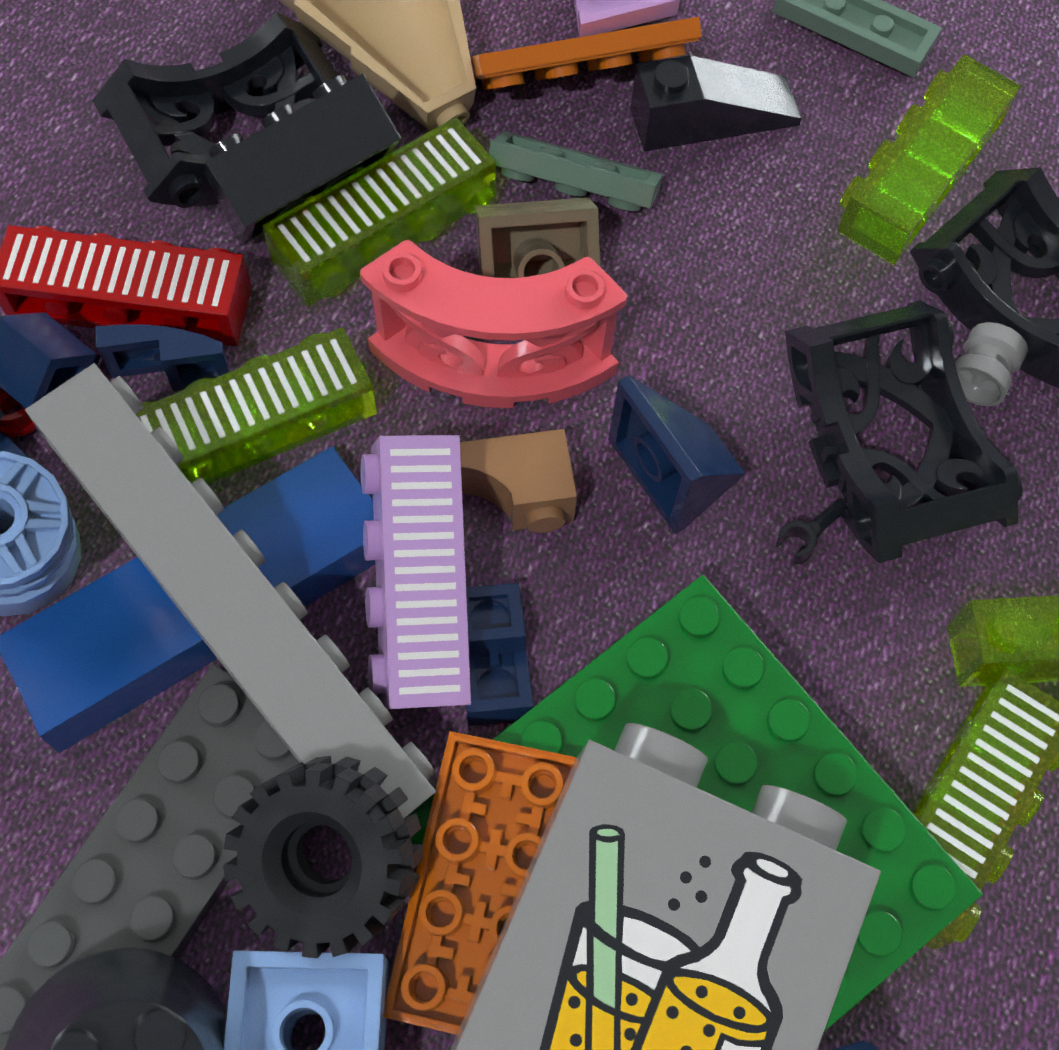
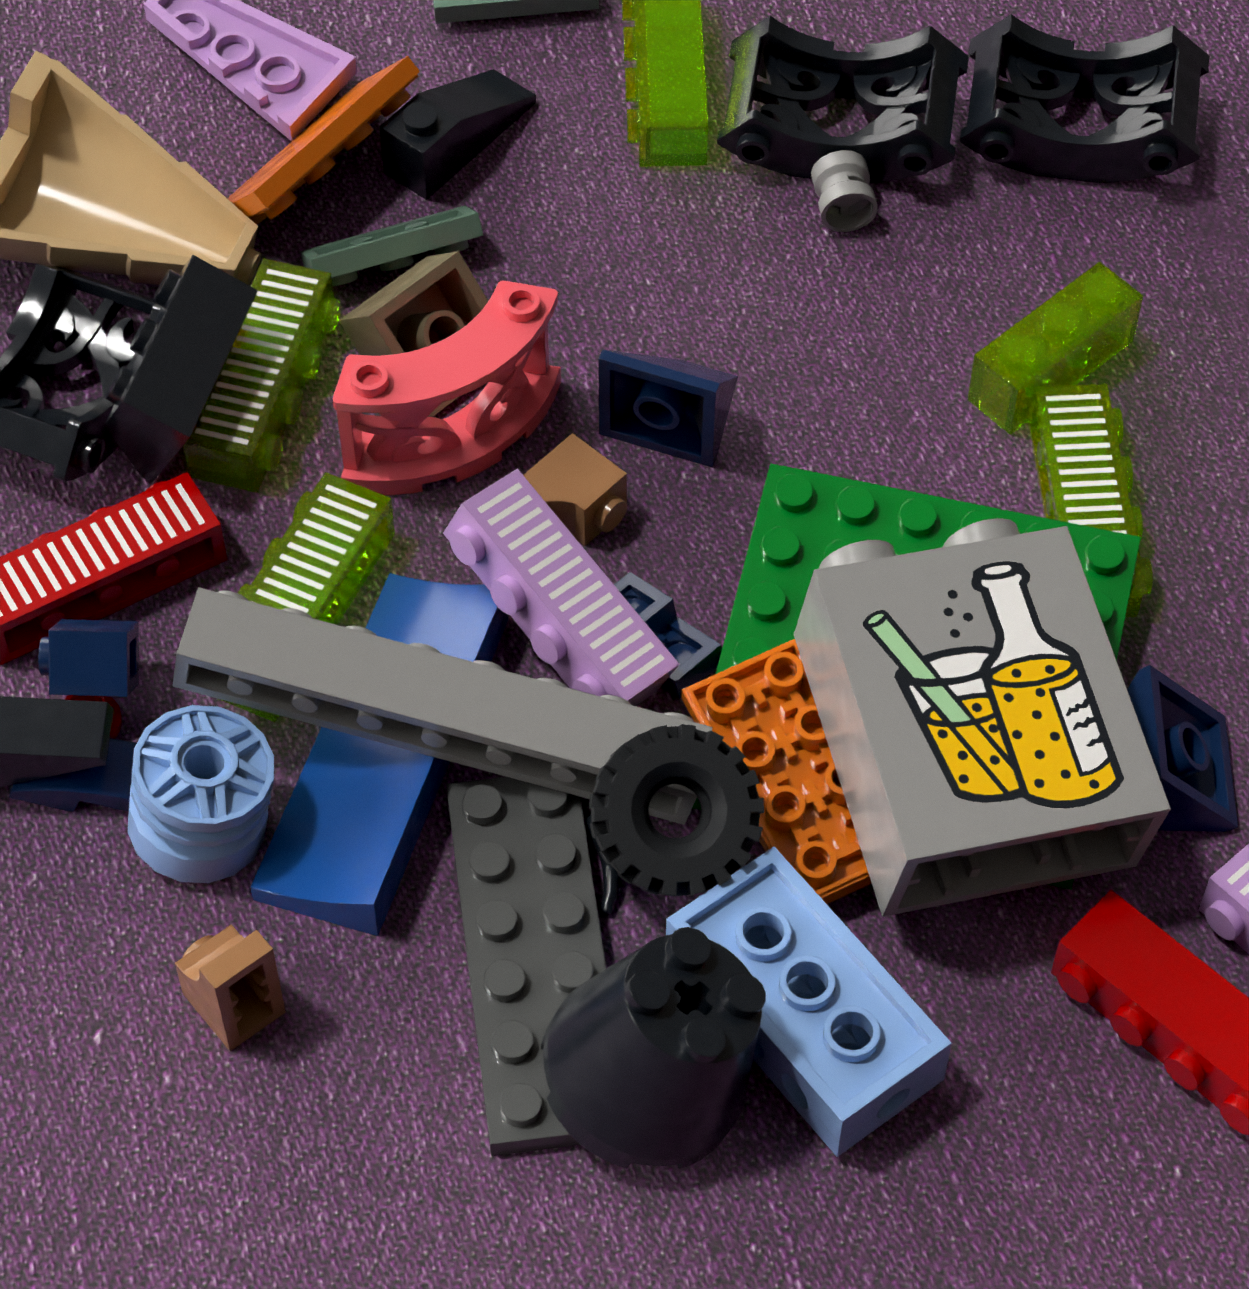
camera: 35 degrees left, 10 degrees down
(152, 348) = (170, 594): dark blue slope -> none
(811, 530) = (813, 396): black hand -> none
(886, 513) = (856, 337): black fence -> none

